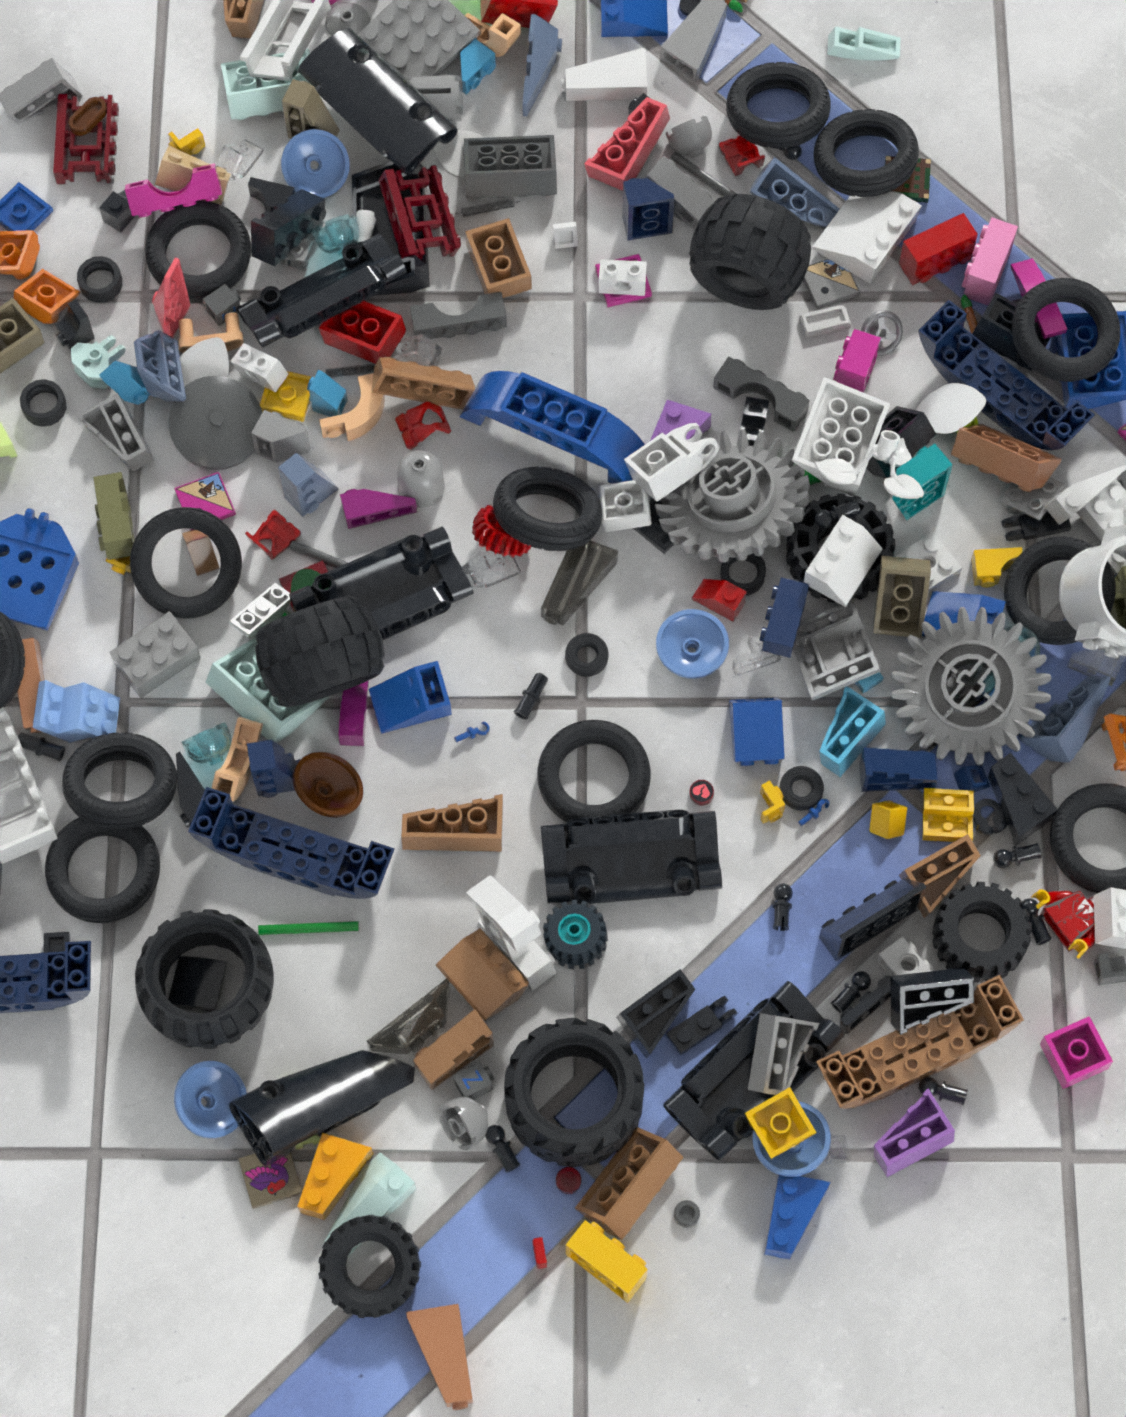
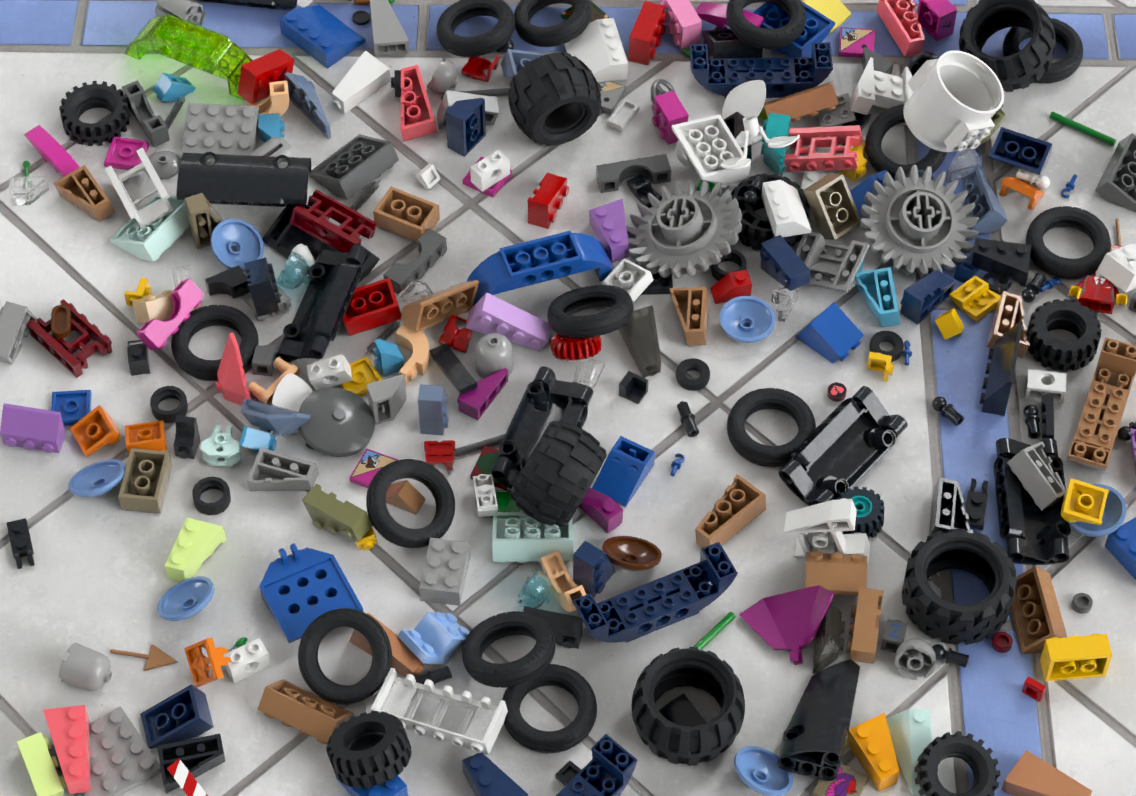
camera: 45 degrees left, 15 degrees down
(371, 458) = (453, 369): none -> black tile
(393, 976) = (790, 619): none -> magenta panel
(464, 456) = (500, 317): none -> lavender wedge
(514, 620) = (633, 387): none -> black panel
(647, 353) = (547, 200): none -> red wedge
(648, 593) = (692, 312): none -> medium nougat wedge
(670, 460) = (634, 232): white brick -> none
(927, 995) = (1078, 382): black wedge -> none
(983, 512) = (824, 137): none -> coral fence
(1040, 865) = (1049, 284): none -> blue hand

